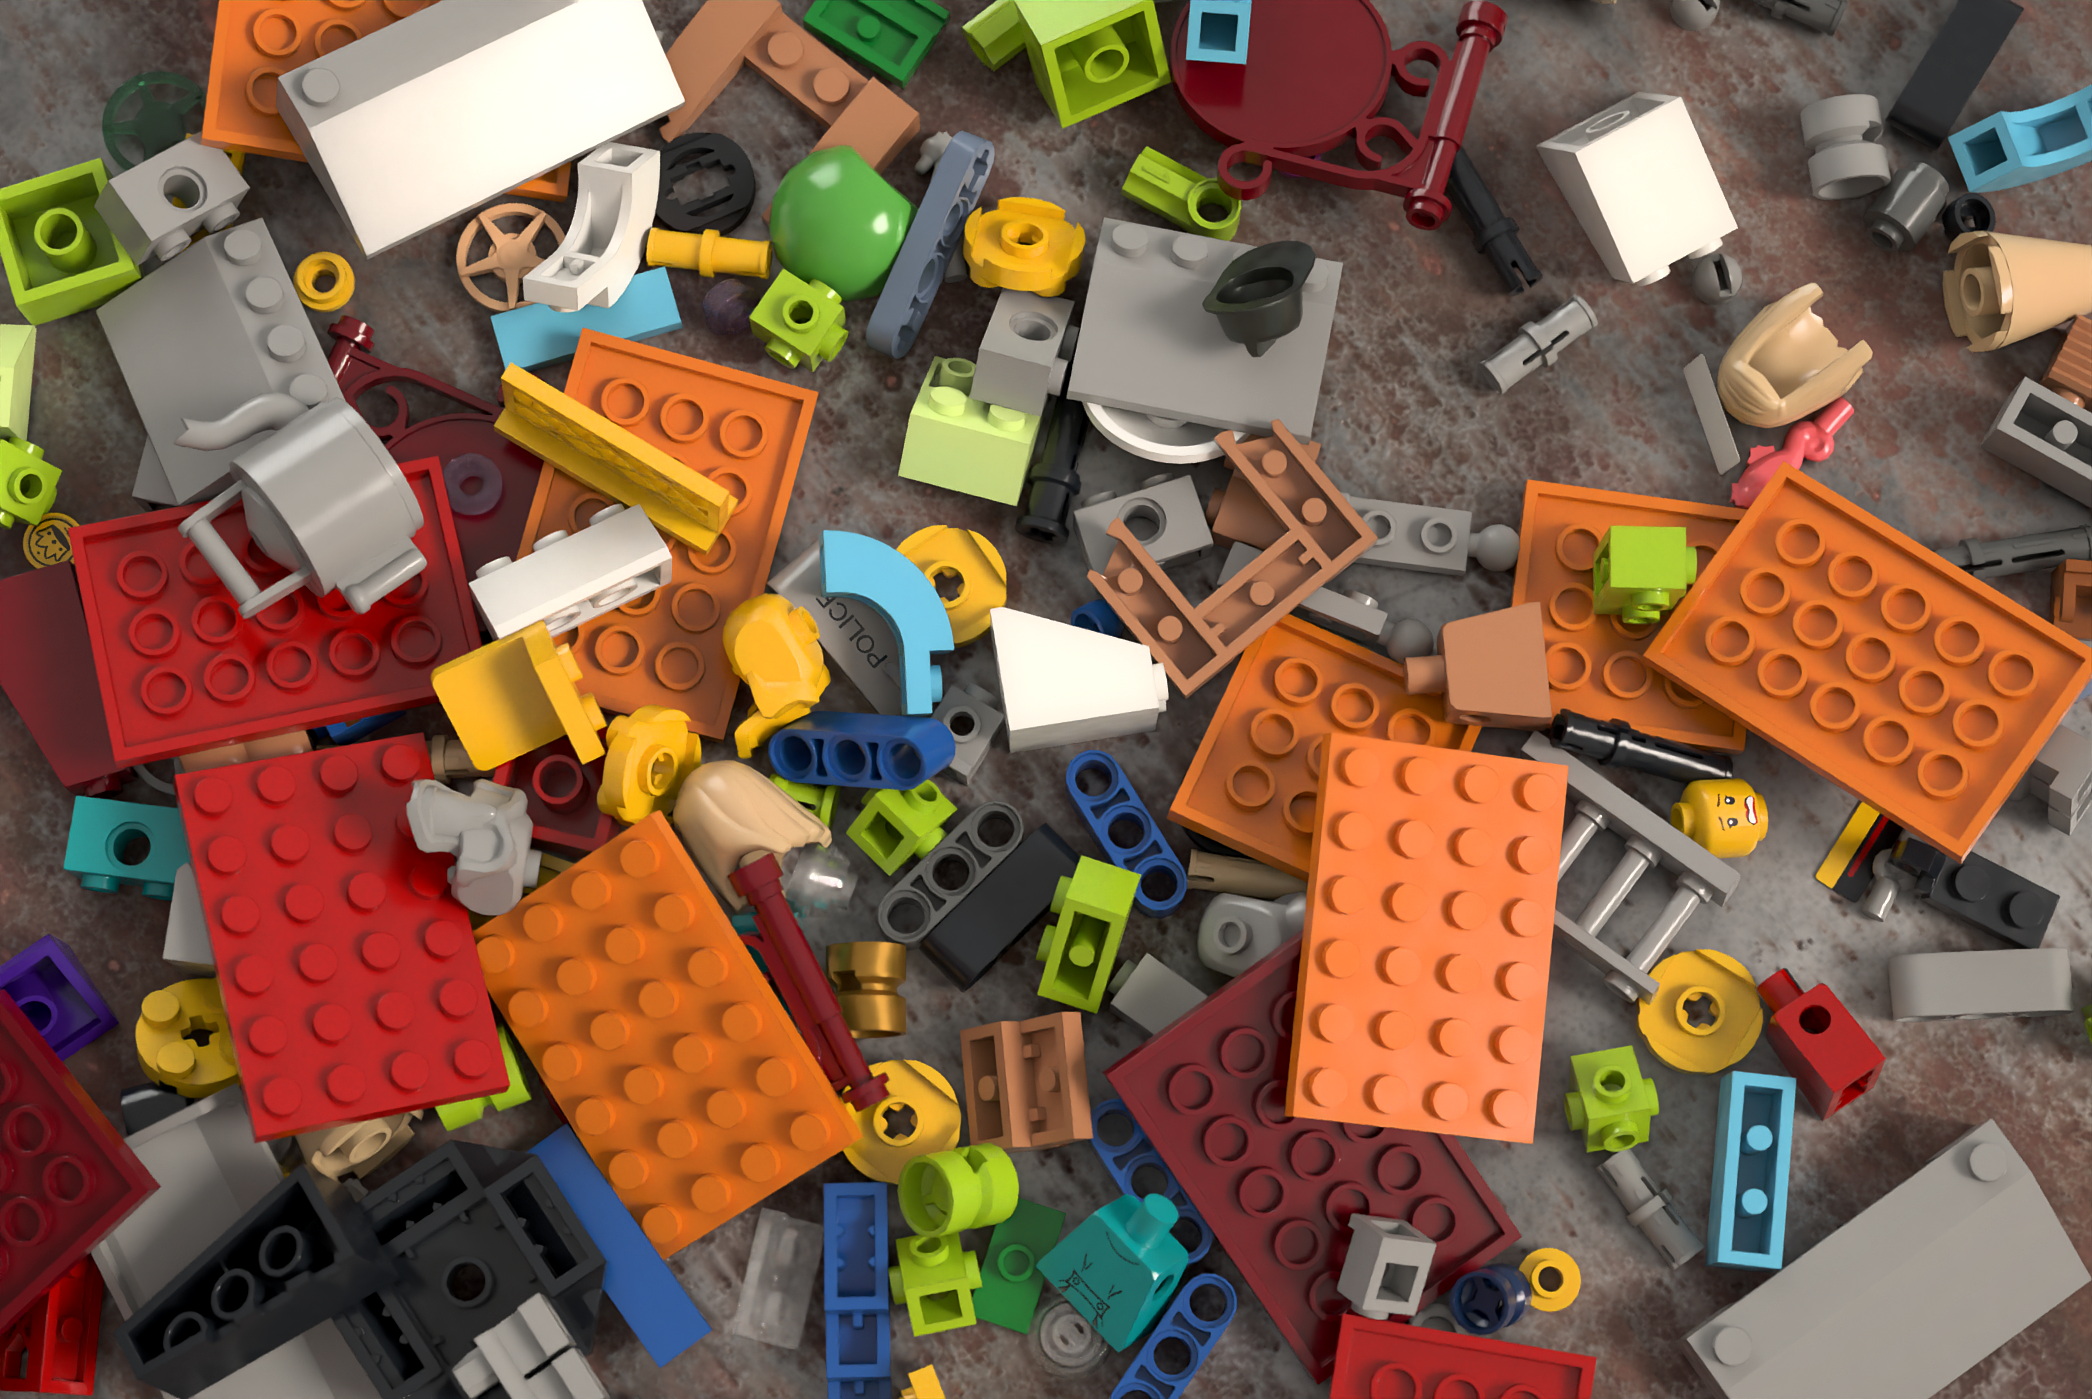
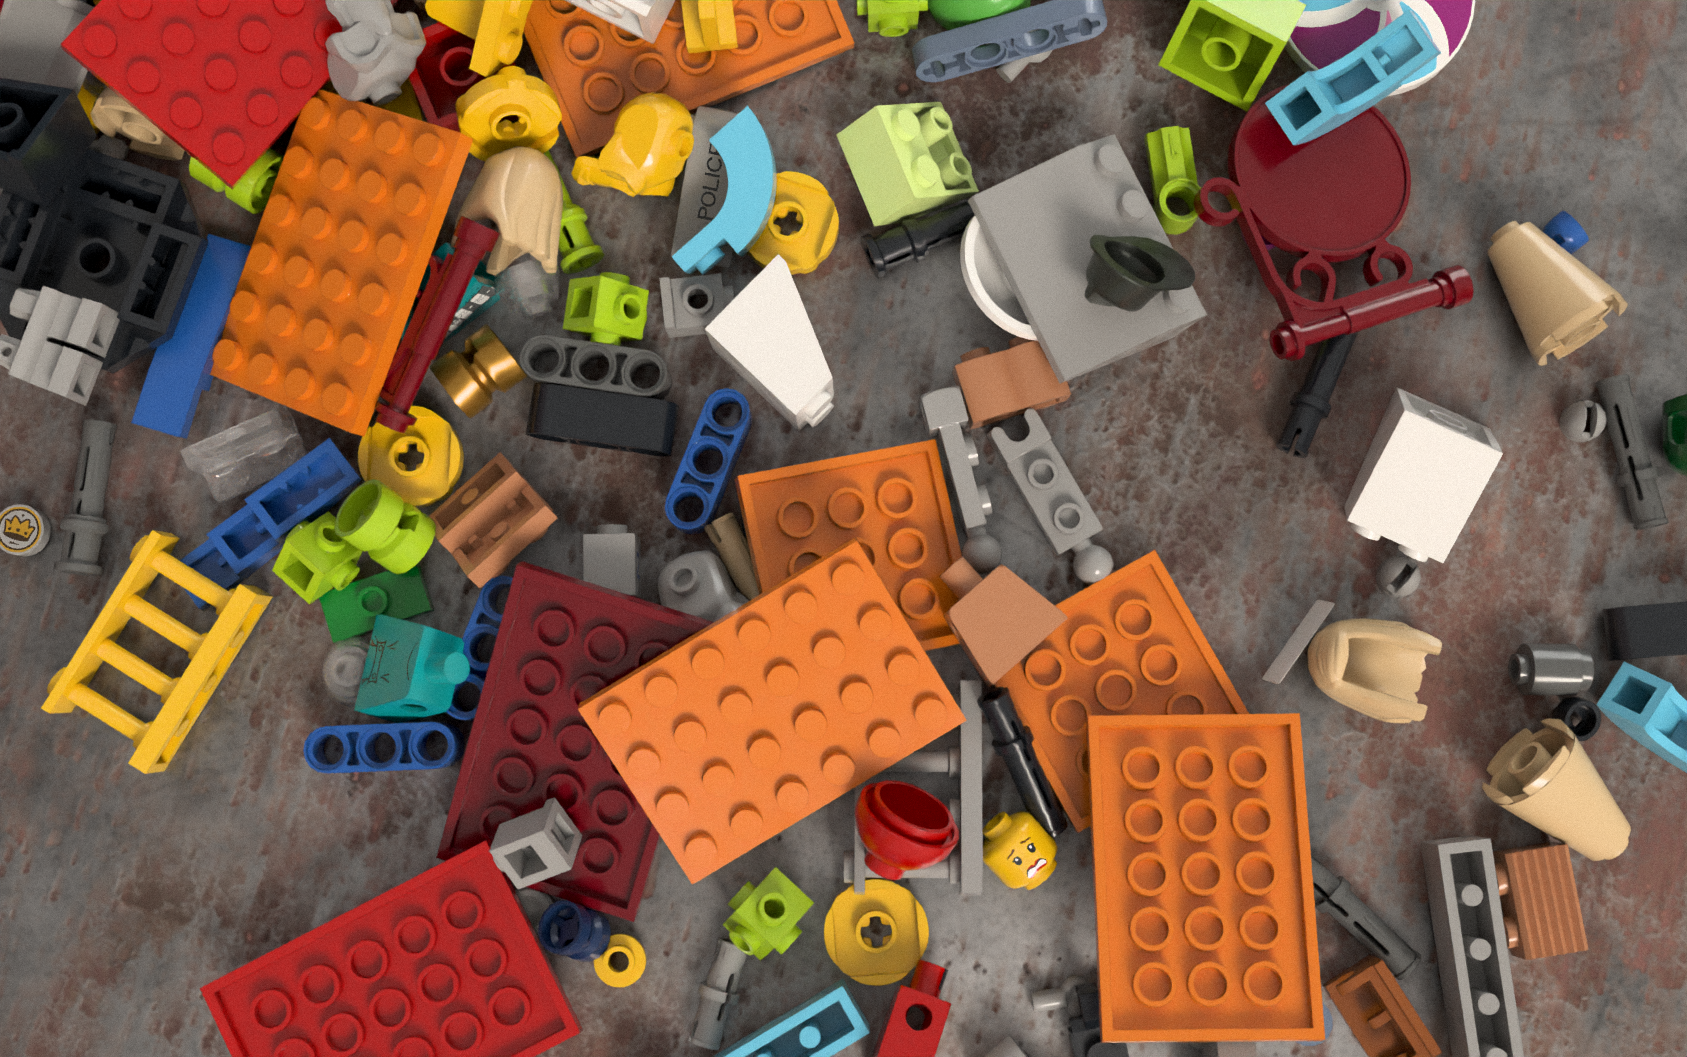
camera: 60 degrees right, 5 degrees up
(887, 747) = (629, 247): blue beam -> none
(998, 258) = (1033, 93): yellow plate -> none
(1025, 351) = (980, 149): light grey brick -> none
(1088, 933) = (617, 483): lime brick -> none
(1097, 614) = (838, 340): blue hinge -> none
(1168, 502) = (933, 348): light grey brick -> none
(1319, 544) = (993, 441): nougat wedge -> none
(1538, 344) = (1257, 489): light grey pin -> none
(1628, 900) = (903, 828): none -> red piece
(1642, 572) = (1143, 673): lime brick -> none
(1803, 440) = (1330, 717): coral animal -> none
(1846, 155) = (1565, 590): light grey wheel -> none
(1850, 862) = (1060, 959): sticker -> none

